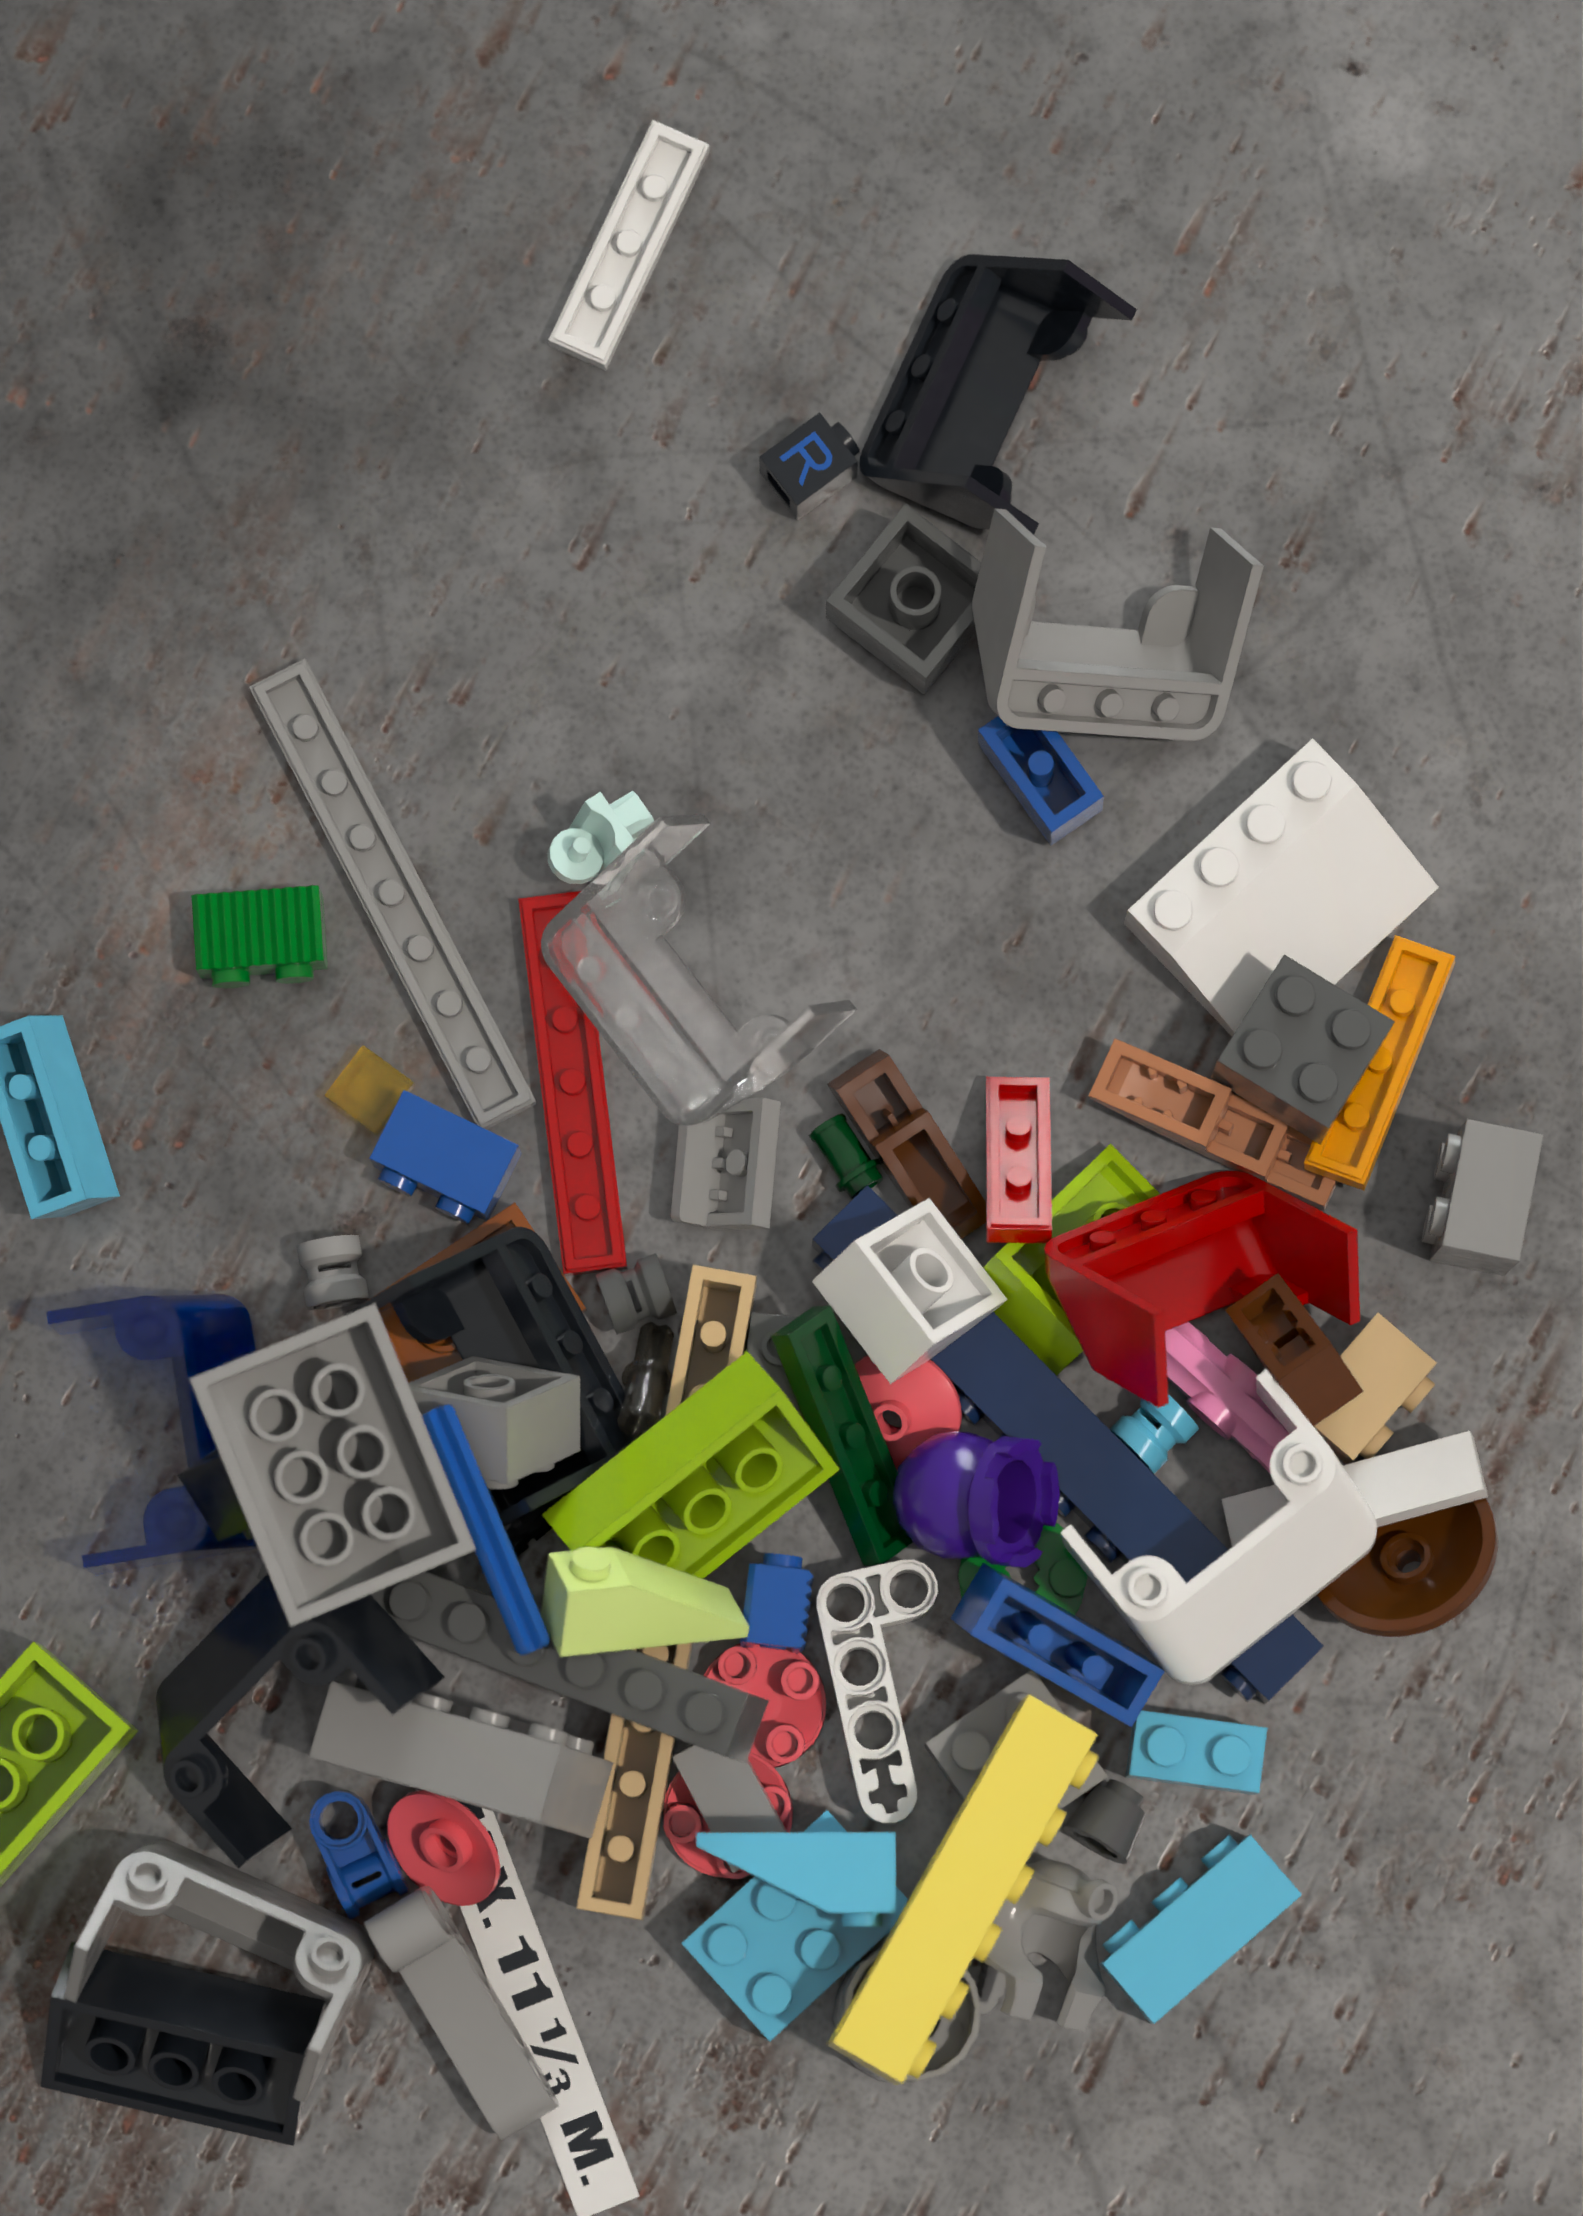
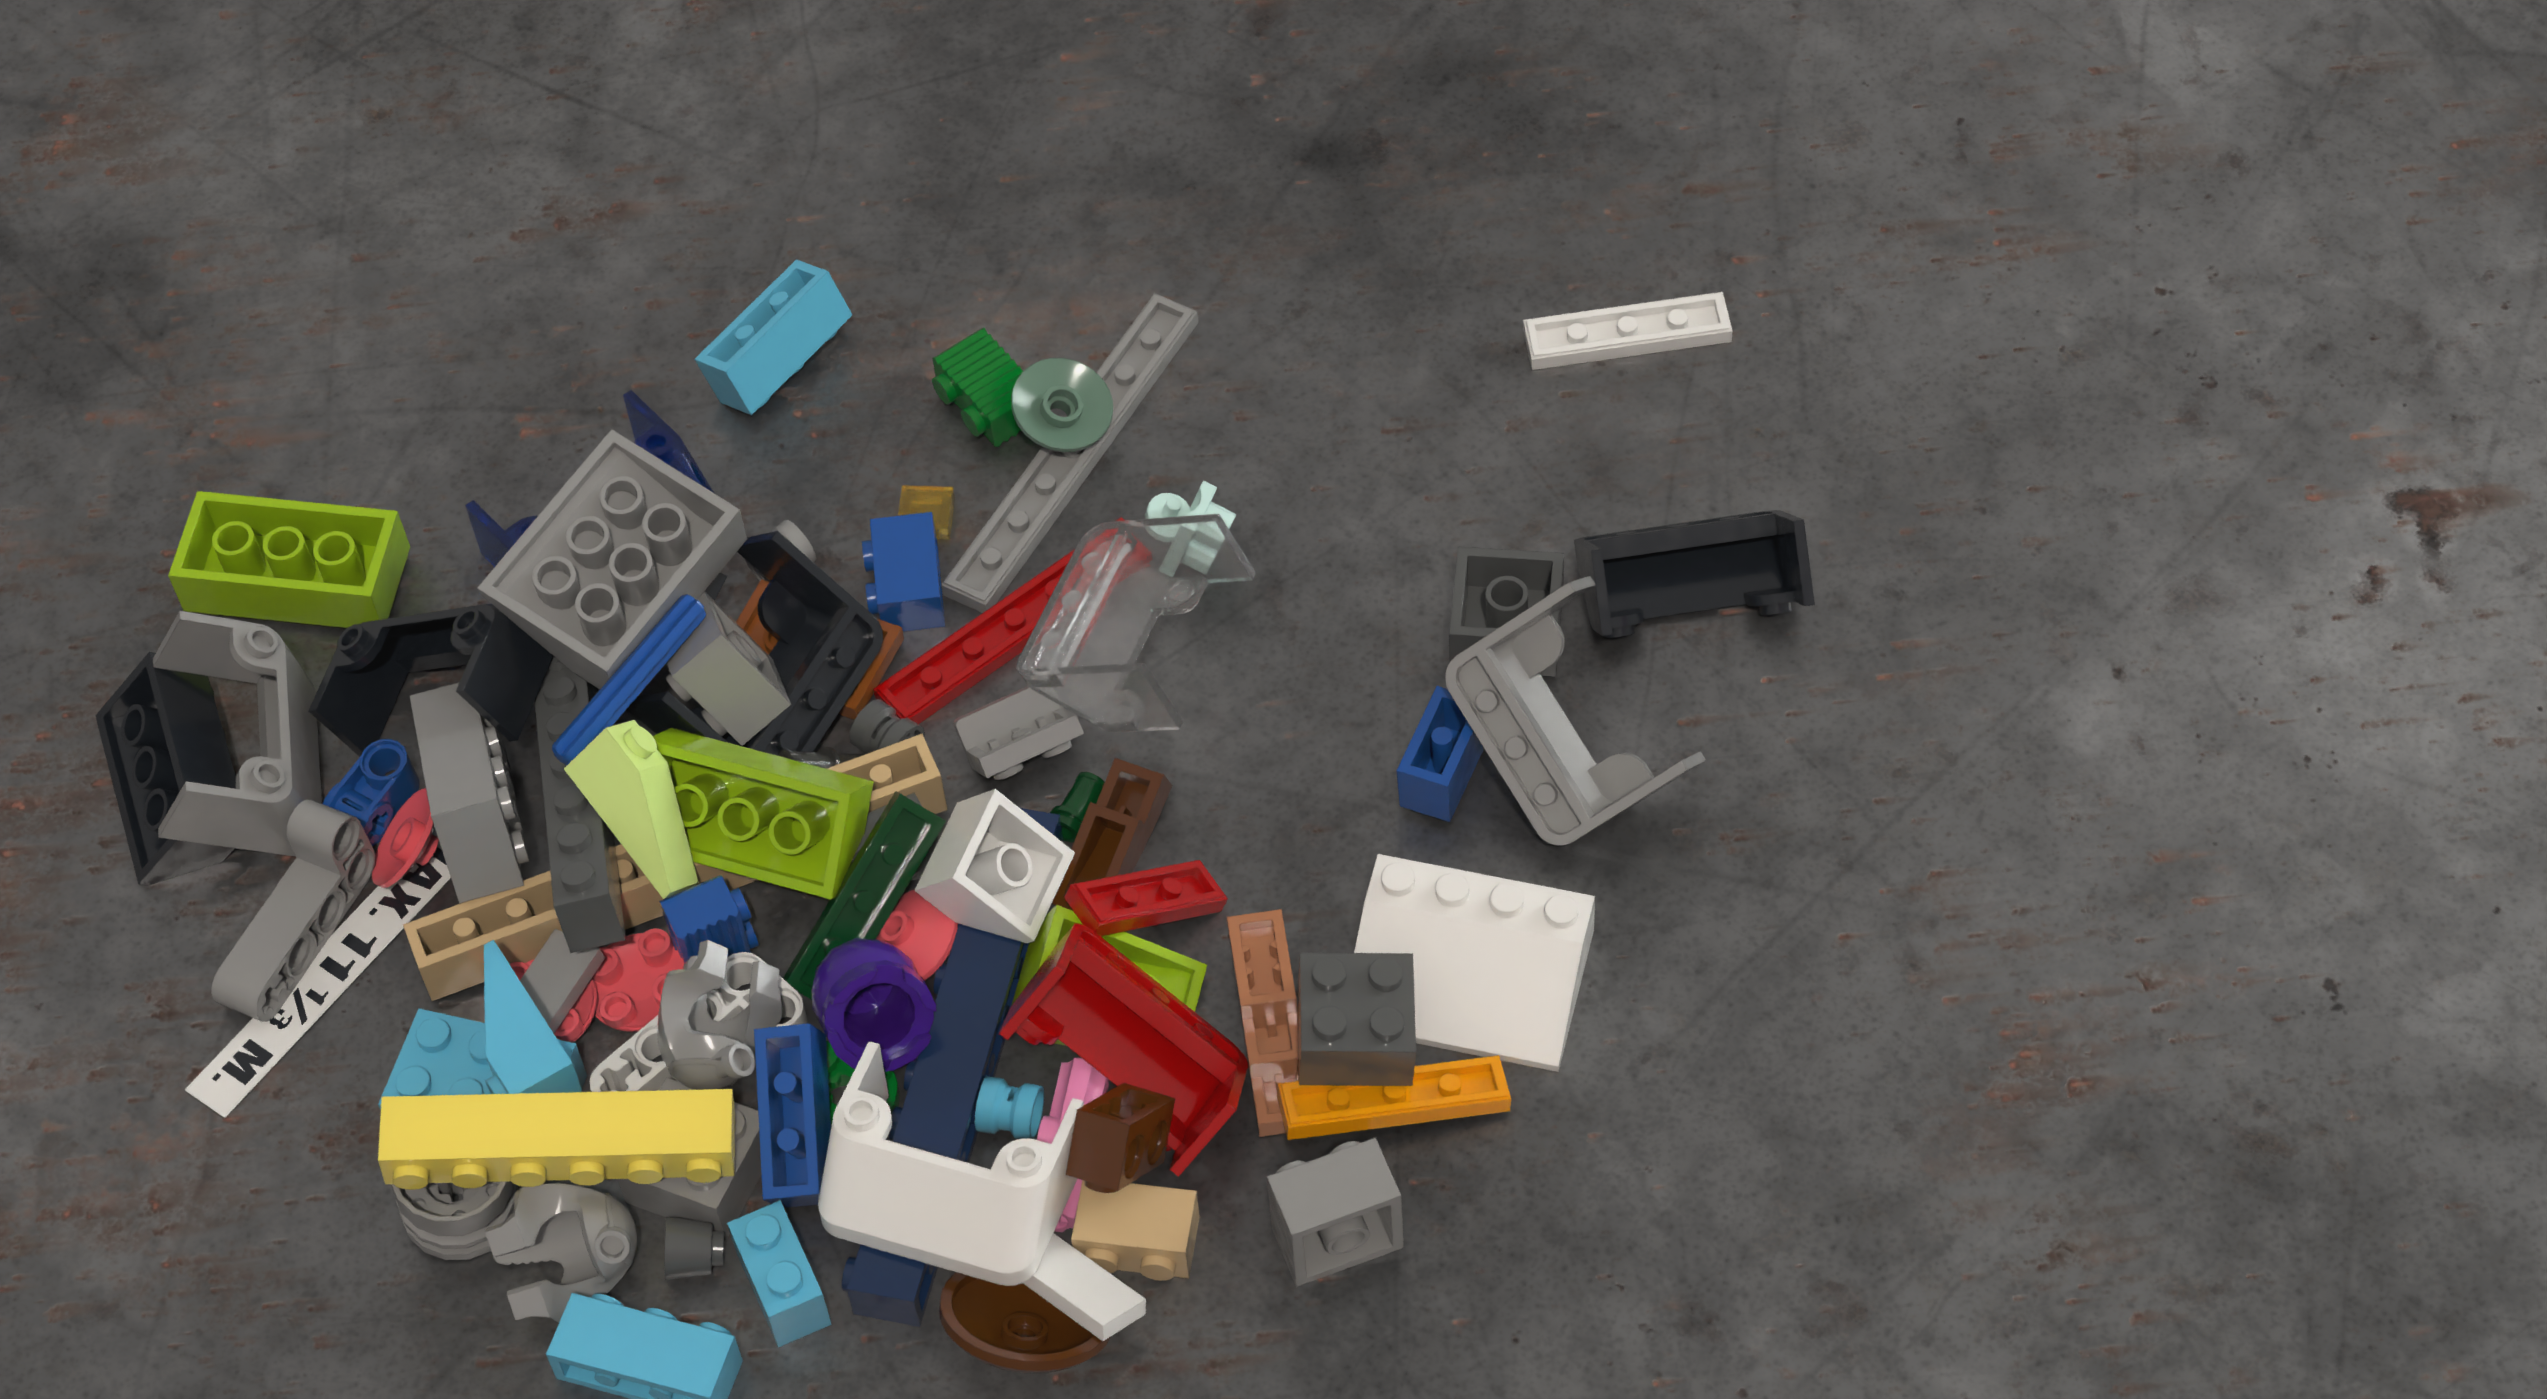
camera: 60 degrees right, 25 degrees down
(371, 853) = (1064, 386): none -> sand green dish
(810, 465) = (1555, 506): black brick -> none
(921, 1680) = (707, 1051): none -> light grey piece

